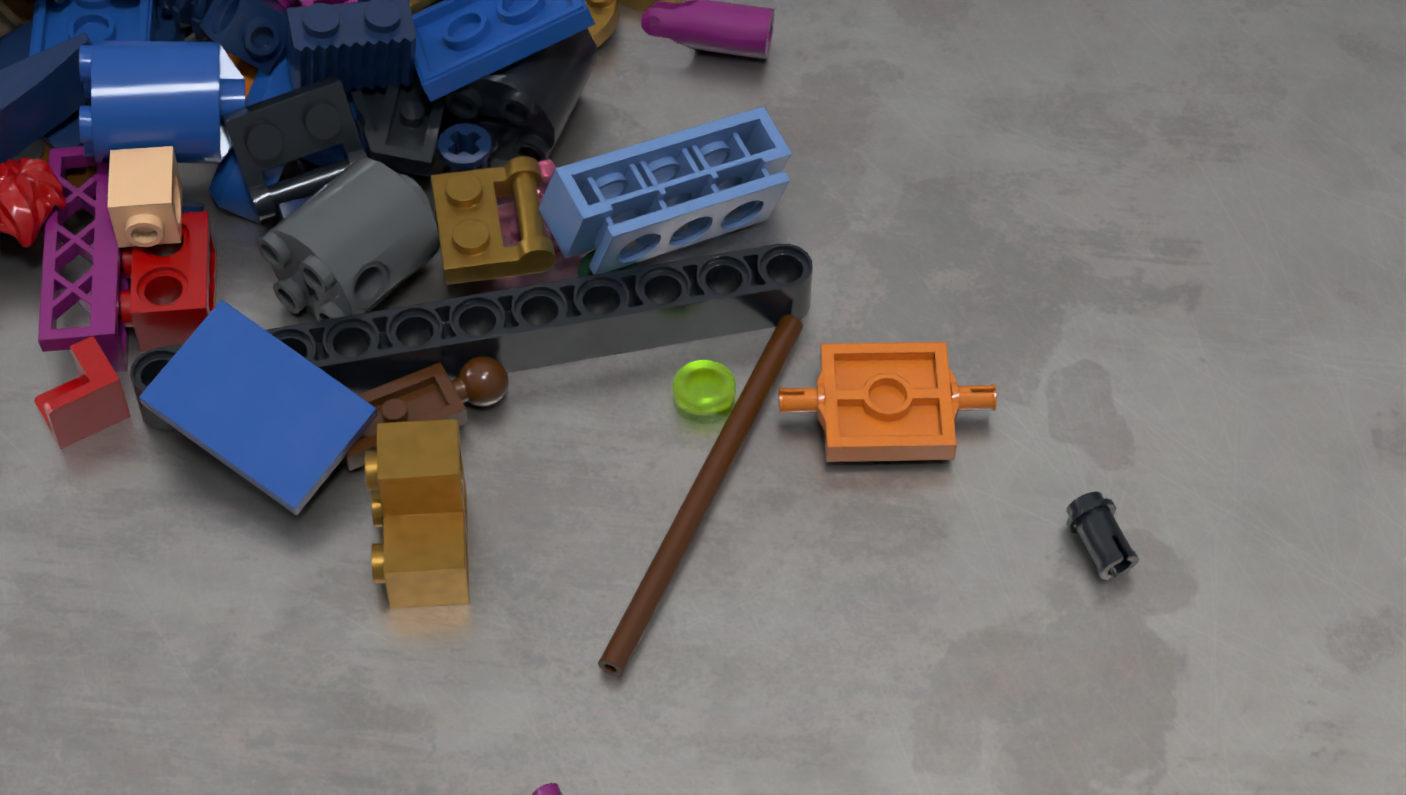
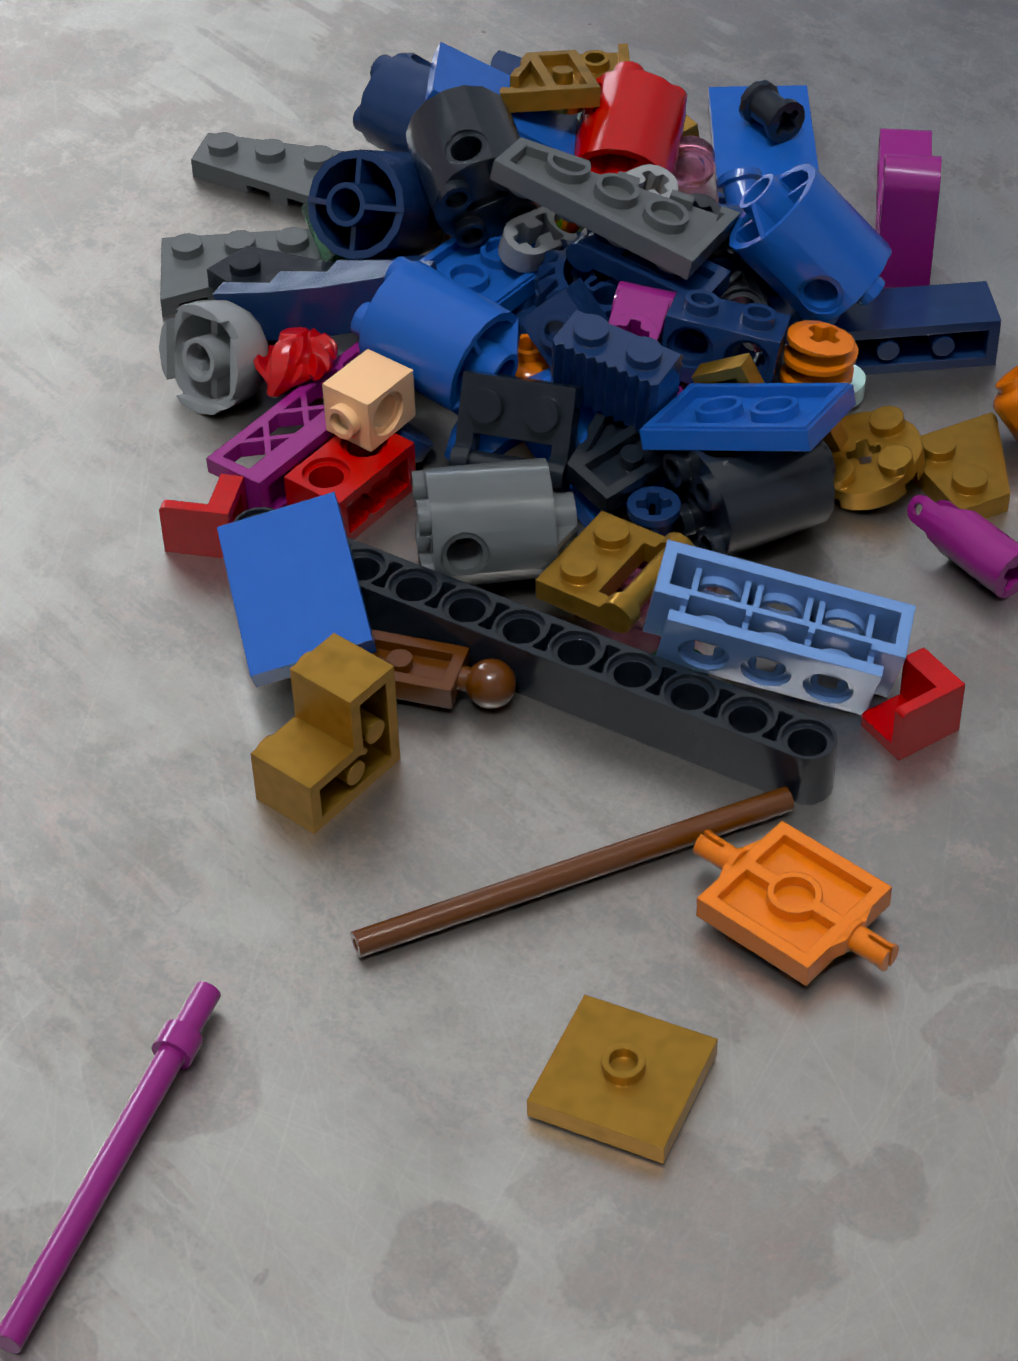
camera: 45 degrees right, 10 degrees down
(704, 391) = (657, 800): clear neon green tile -> none
(813, 189) = (922, 712): none -> red panel
(909, 623) = (622, 1078): none -> pearl gold plate
(1094, 521) = (868, 1109): black pin -> none

